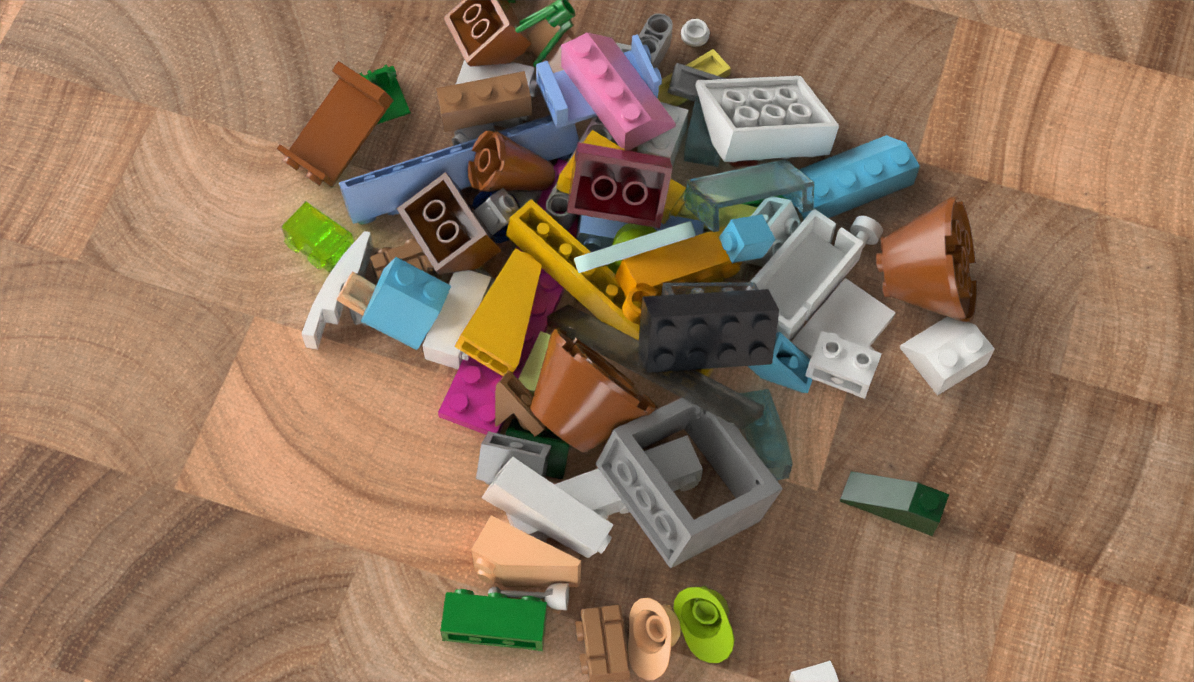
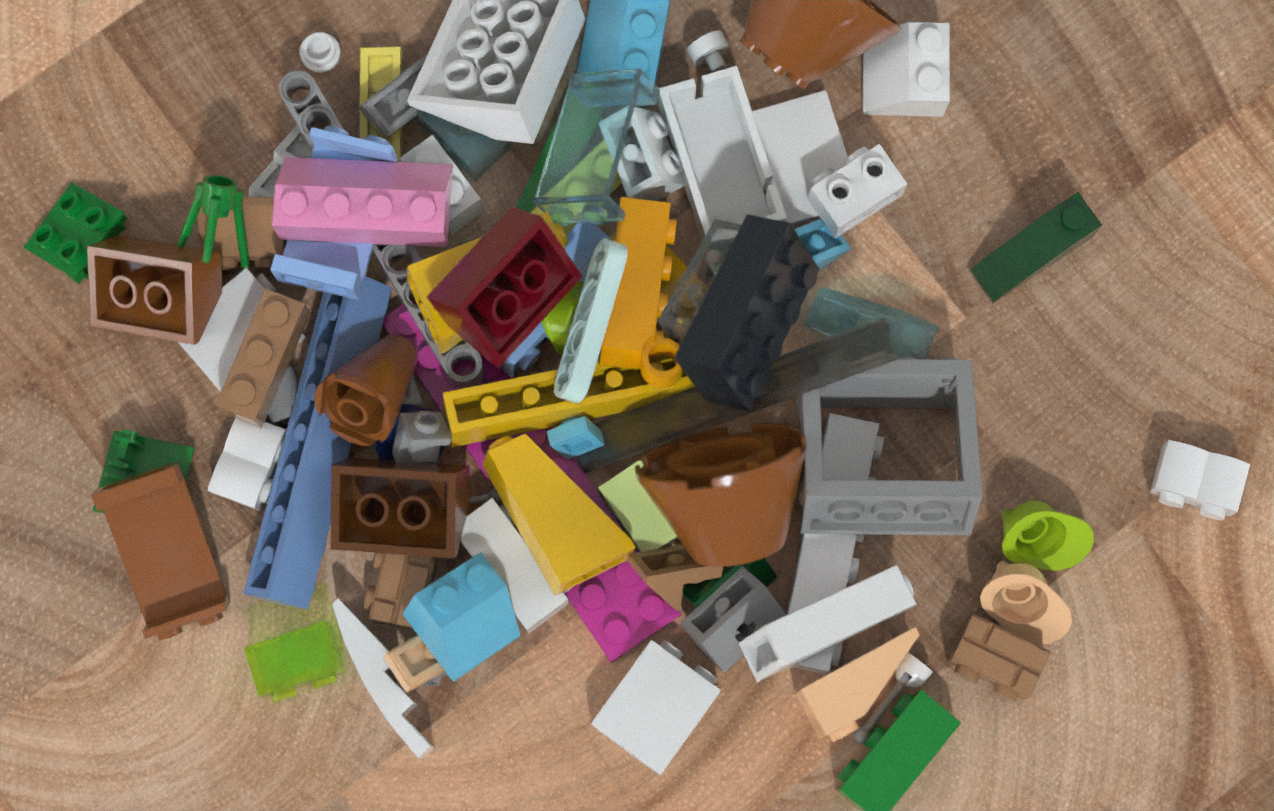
camera: 55 degrees left, 15 degrees up
(418, 138) = (248, 464): none -> white brick
(427, 454) = (657, 705): none -> white brick
(562, 299) = (575, 437): none -> medium azure plate
(747, 238) = (659, 190): medium azure brick -> none

